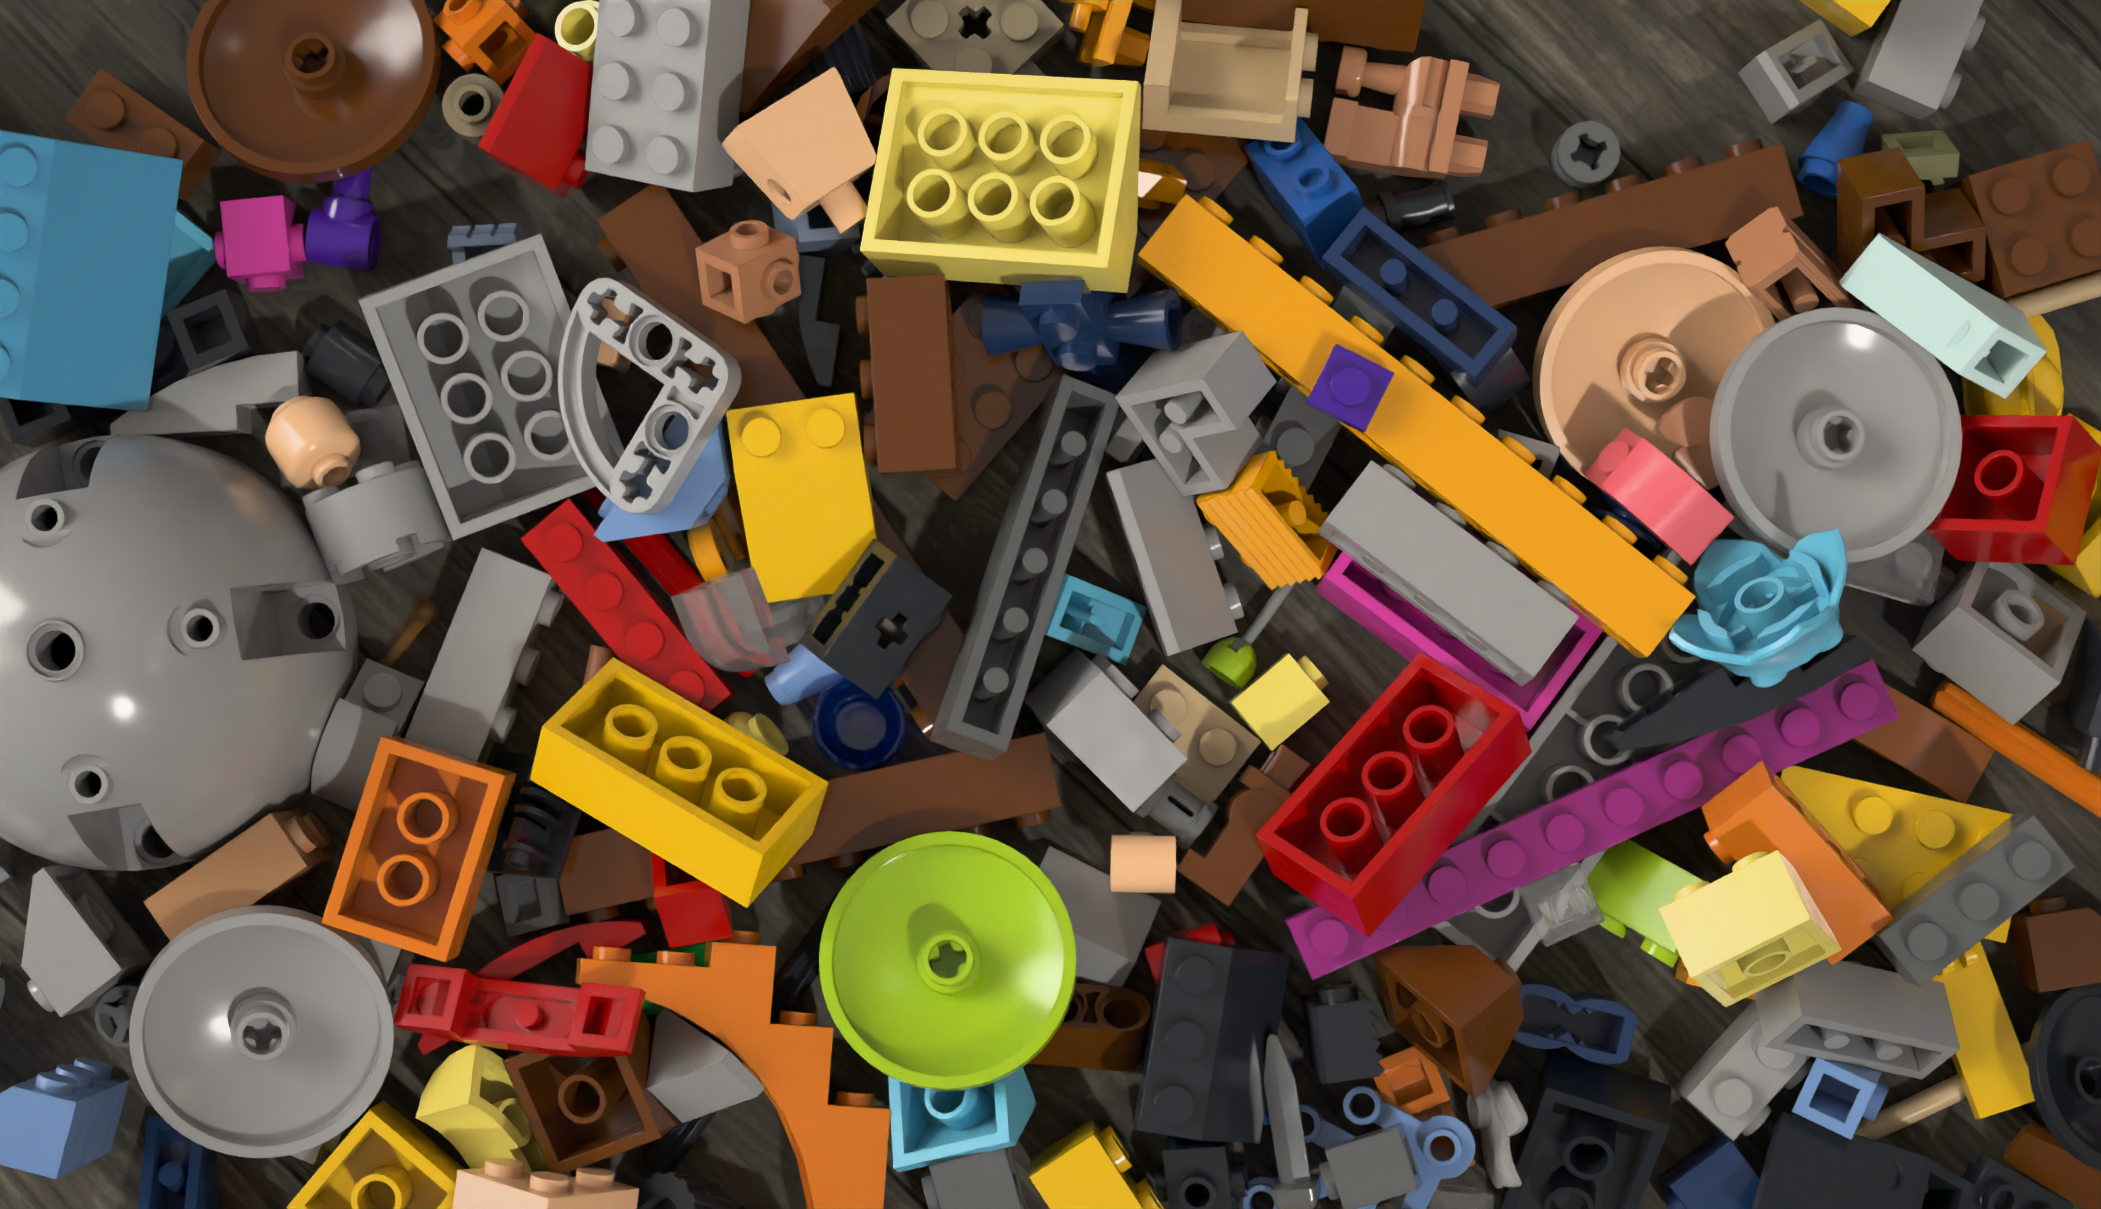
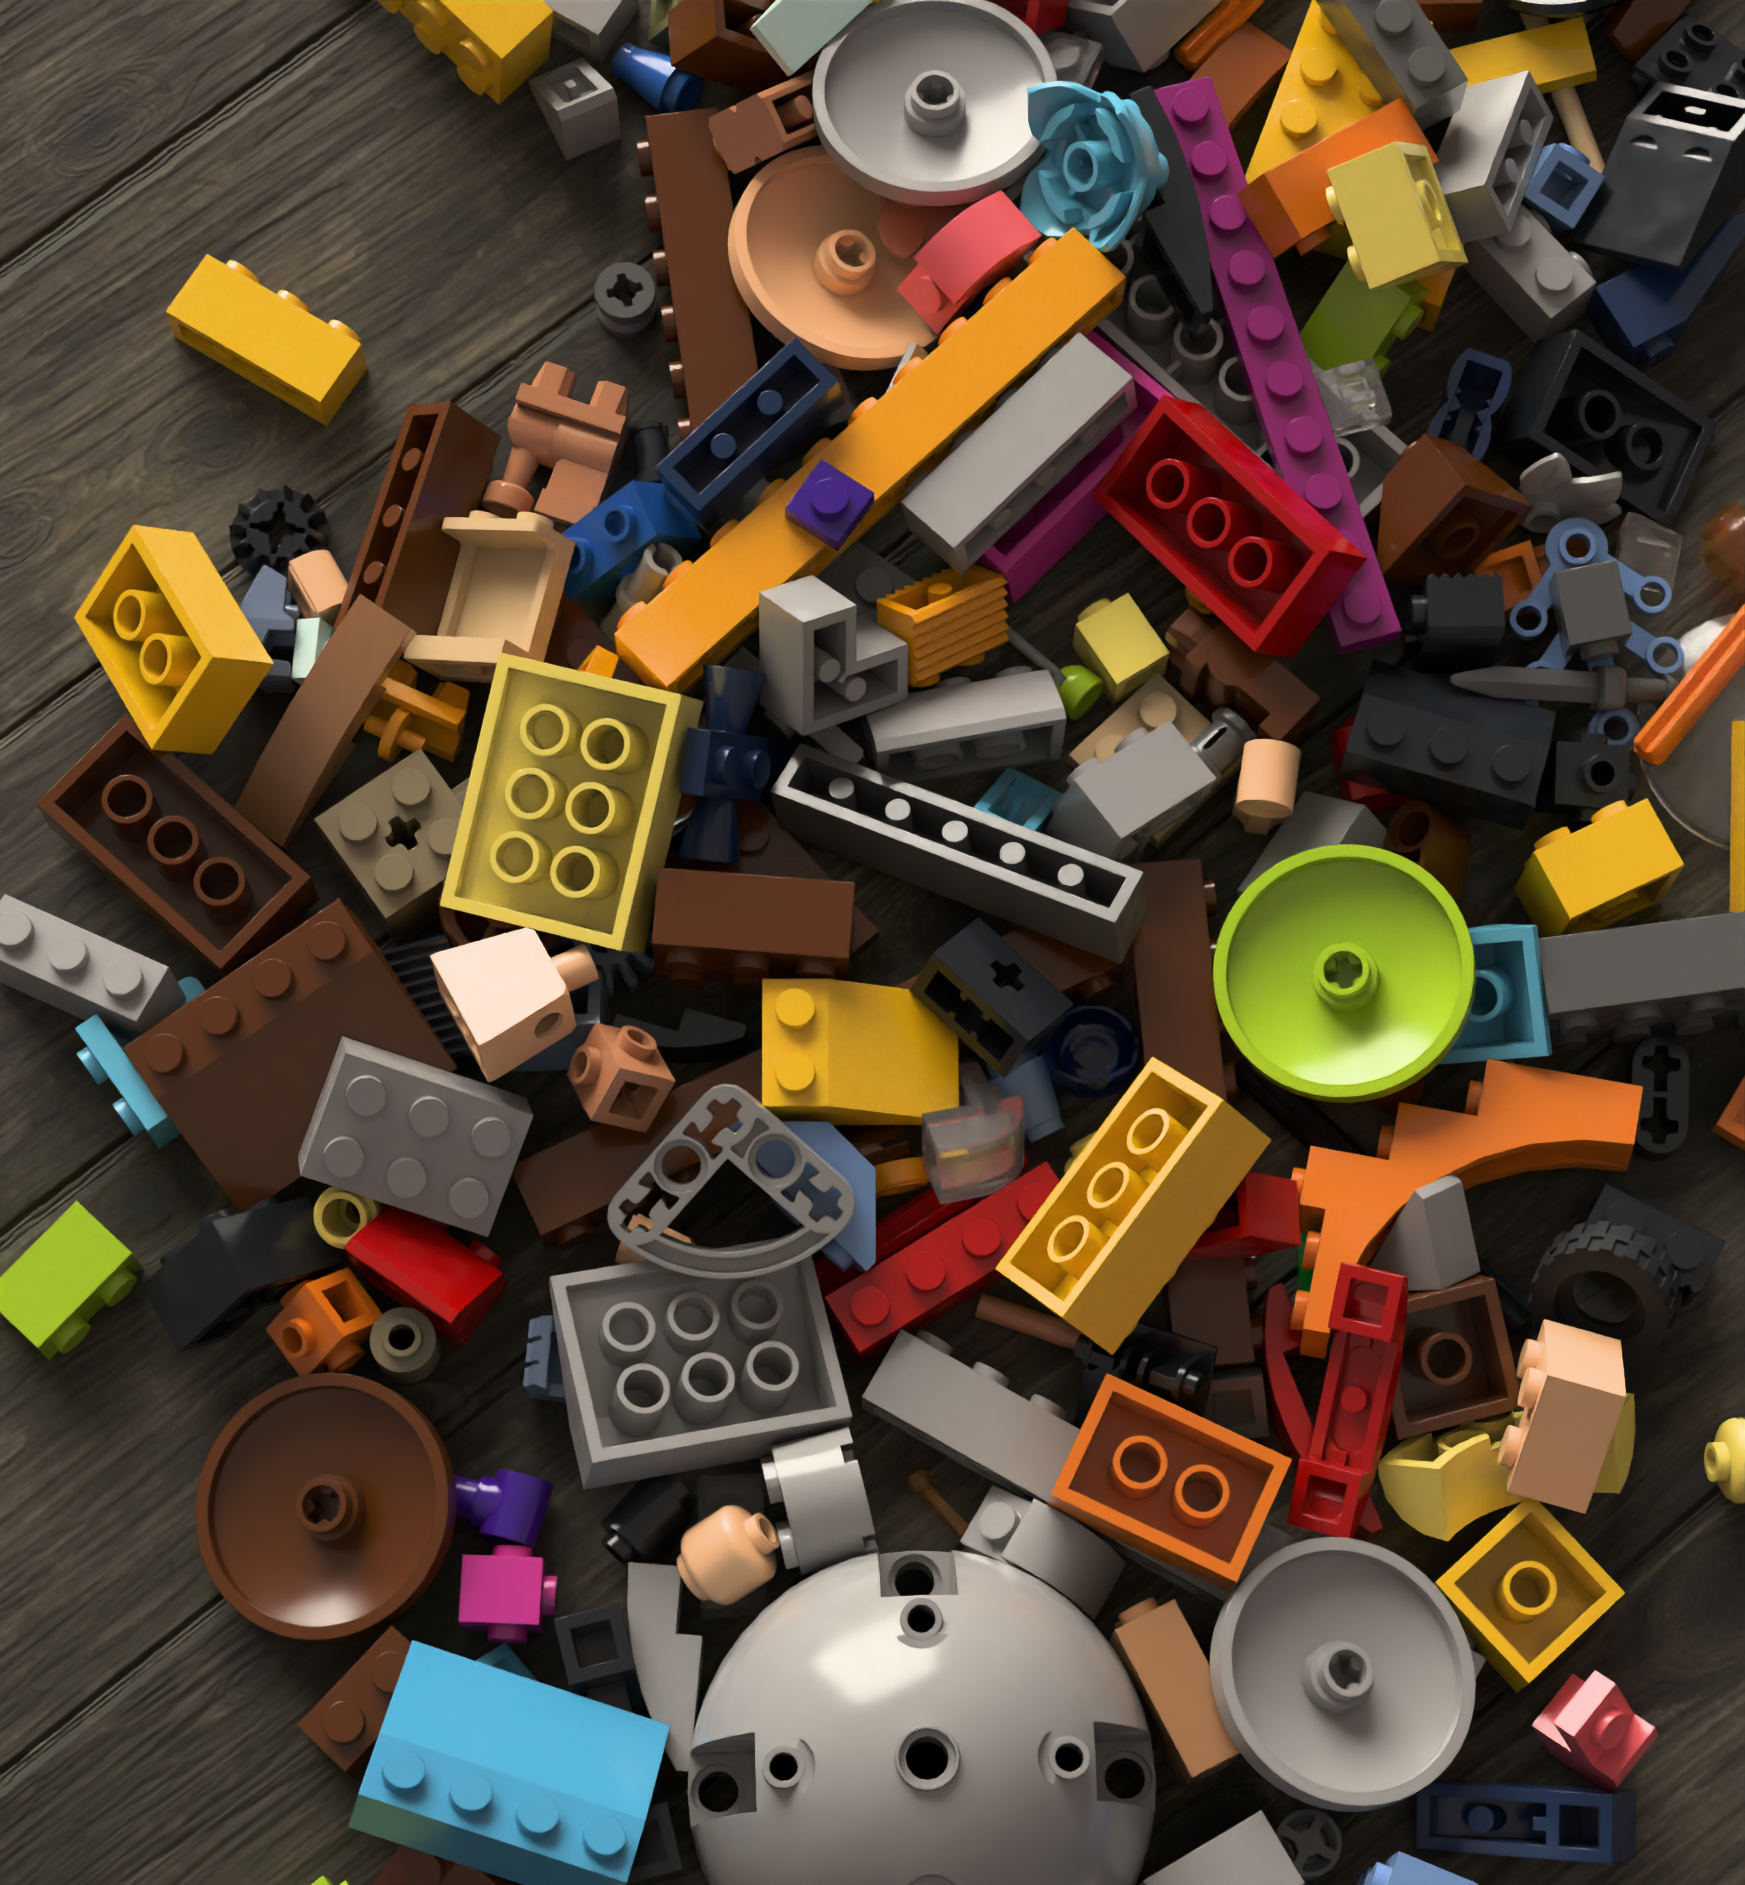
camera: 85 degrees left, 15 degrees down
(1259, 216) = (642, 584): none -> light grey pin

